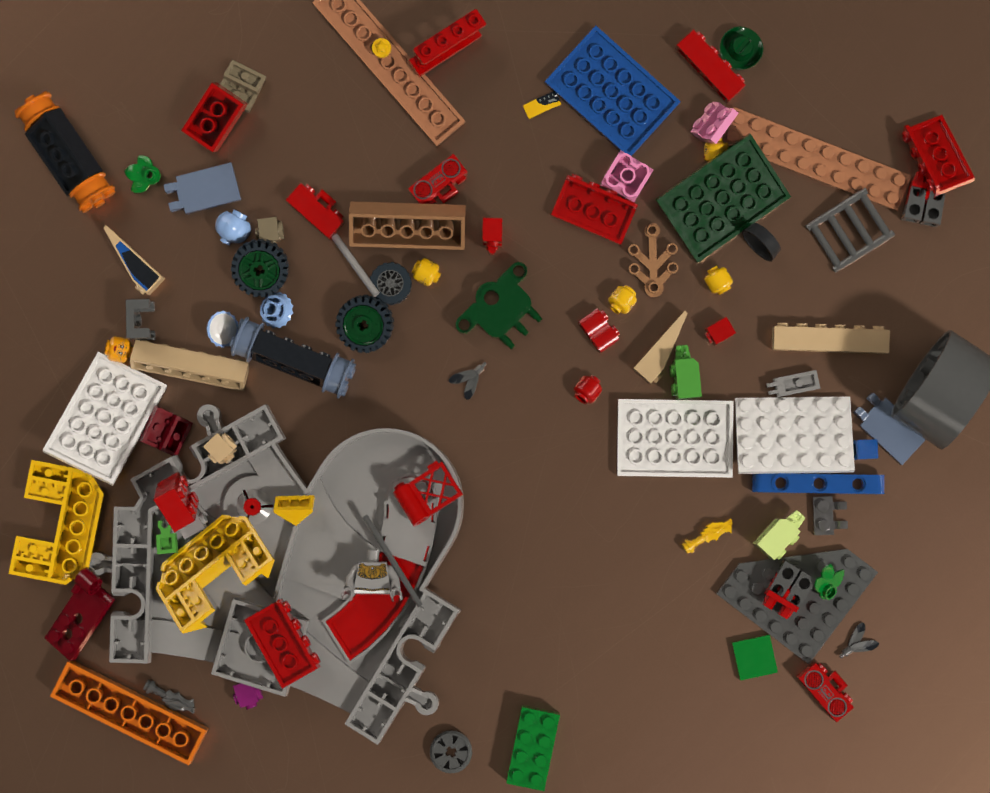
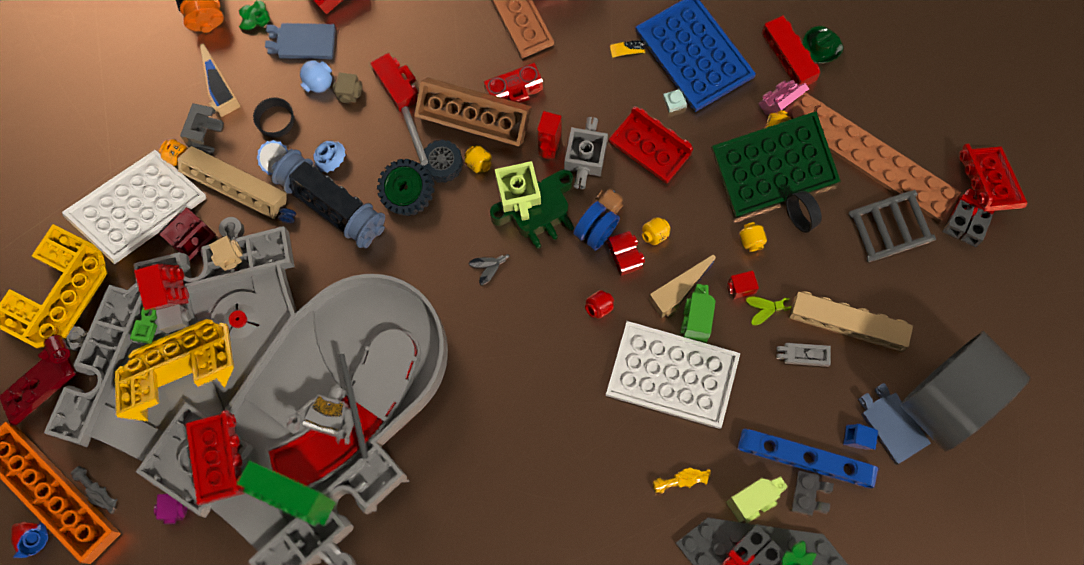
camera: 20 degrees right, 15 degrees down
(127, 756) = (28, 538): none -> blue hat
(189, 275) = (266, 104): none -> black tyre
(248, 259) = (313, 109): wheel -> none
(255, 383) = (286, 215): none -> dark blue bush
(294, 508) = (274, 327): yellow slope -> none
(367, 659) = (286, 494): none -> green brick
(413, 502) = (392, 352): red piece -> none
(474, 310) = (519, 198): none -> yellowish green hinge
(541, 227) = (580, 161): none -> light grey brick
(564, 313) = (596, 225): none -> blue wheel
(569, 282) = (610, 200): none -> medium nougat head
(605, 151) = (674, 100): none -> light aqua plate
(627, 176) = (689, 121): bright pink piece -> none
(653, 263) = (693, 207): medium nougat plant -> none
(749, 347) = (768, 308): none -> lime piece
(794, 435) = (794, 403): white plate -> none

